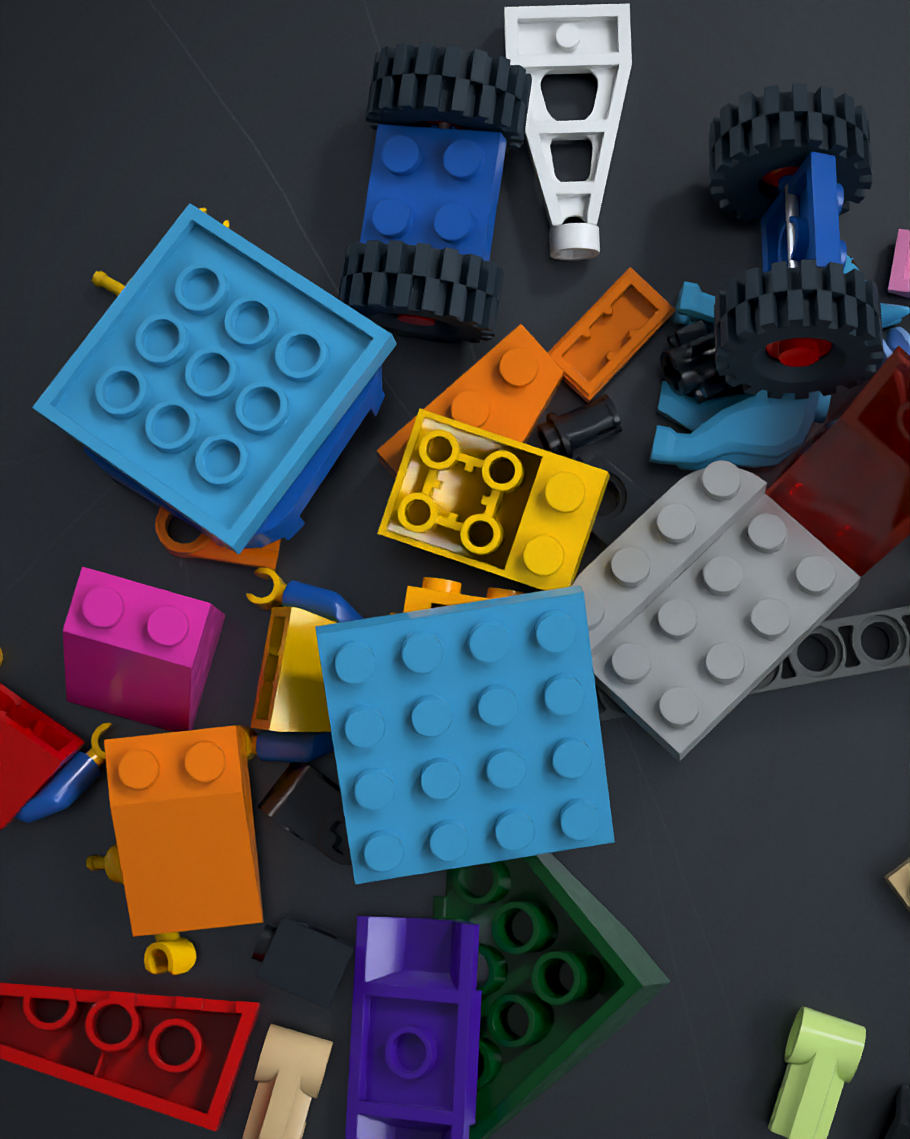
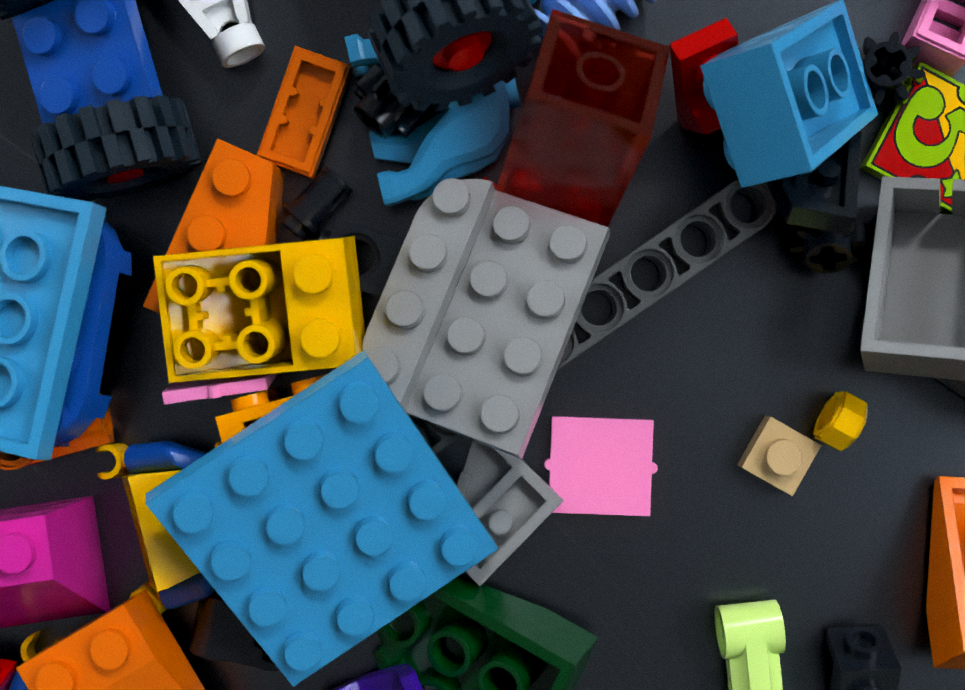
camera: 25 degrees left, 5 degrees up
(416, 558) = (216, 388): none -> bright pink piece
(643, 803) = (506, 499): none -> light grey wing
(745, 814) = (601, 465): none -> bright pink piece

